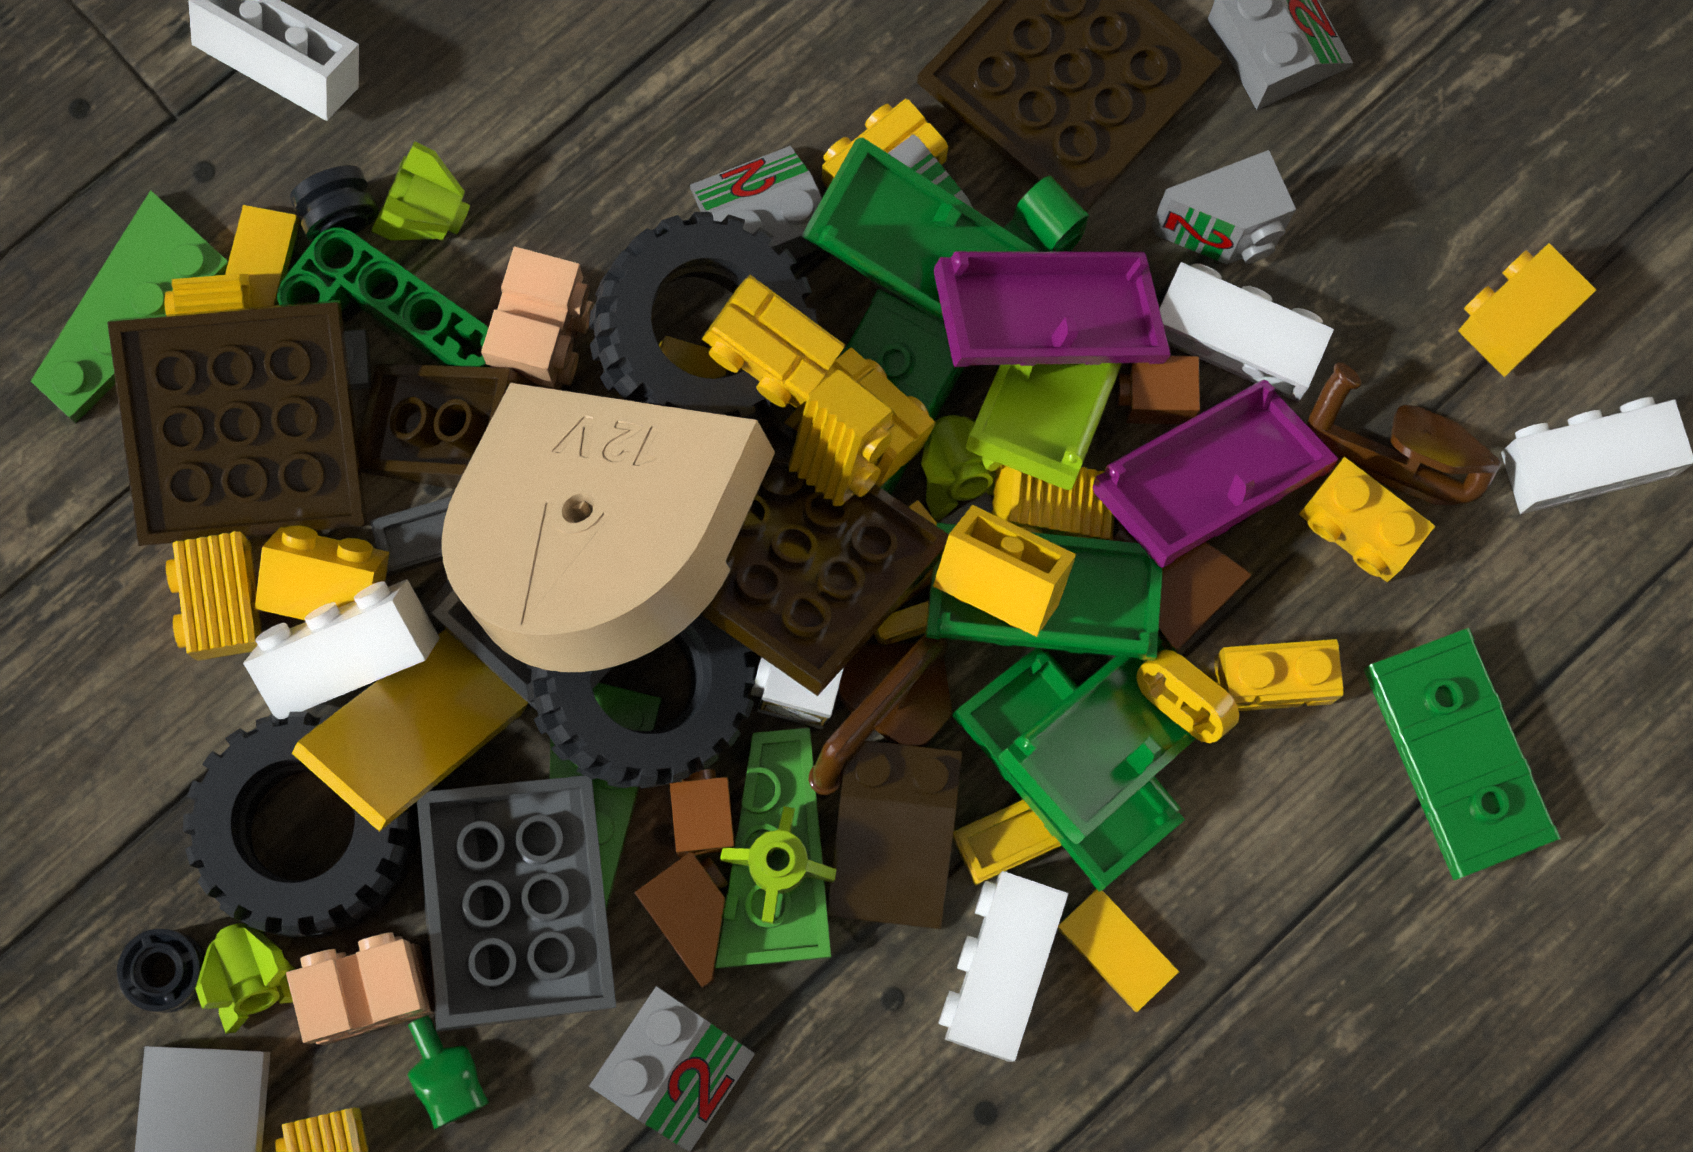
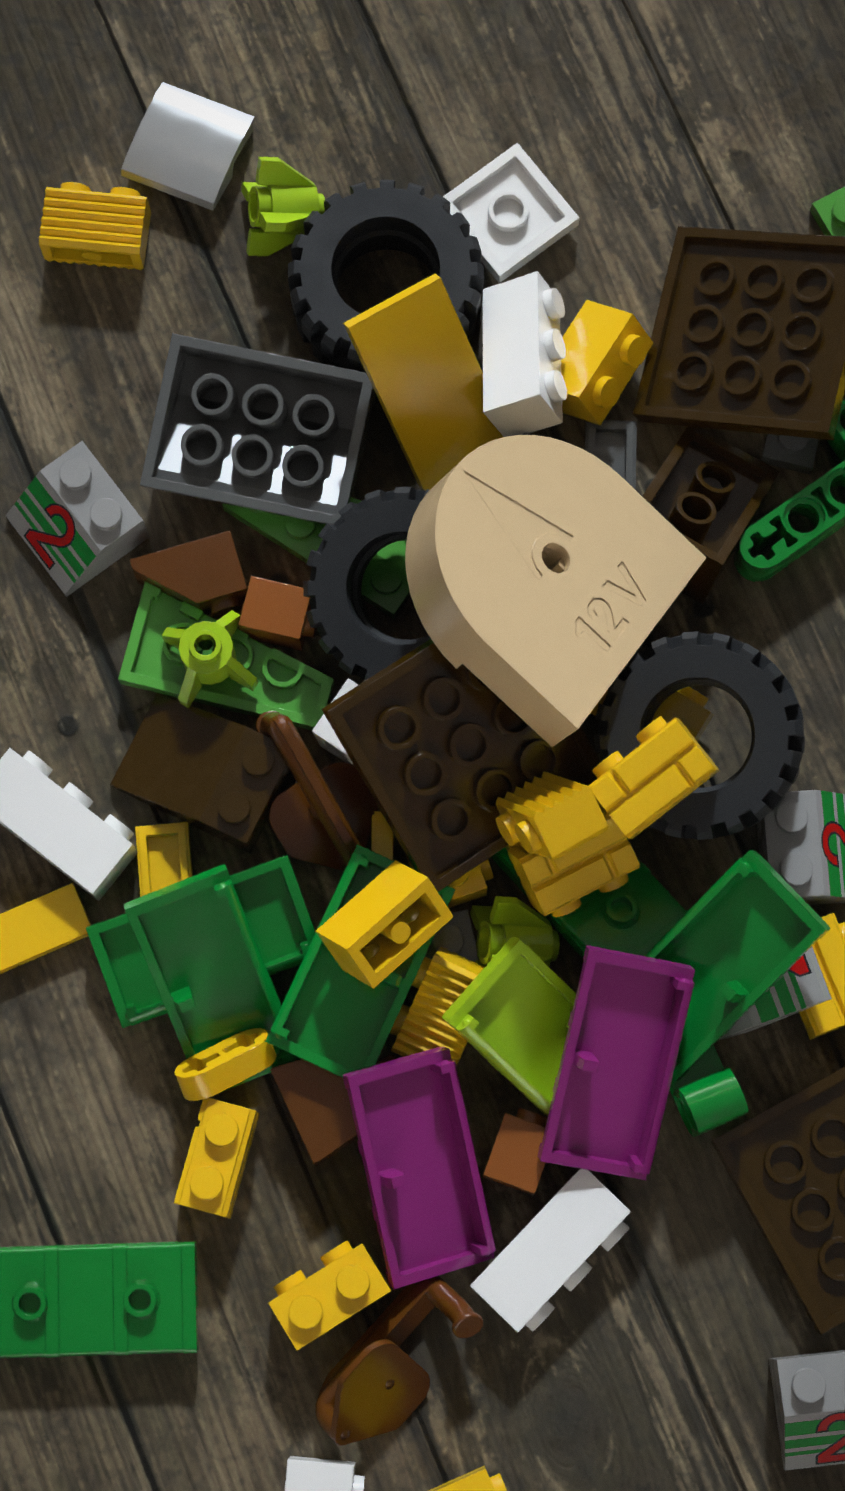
camera: 115 degrees right, 0 degrees up
(136, 966) = (316, 125): black wheel -> none
(172, 727) = (512, 211): none -> white plate
(215, 596) = (612, 273): yellow brick -> none
(360, 992) = (231, 283): light nougat brick -> none
(444, 1077) = (138, 339): green piece -> none
(539, 318) = (762, 606): light nougat brick -> none
(1228, 211) = (664, 1277): light grey slope -> none

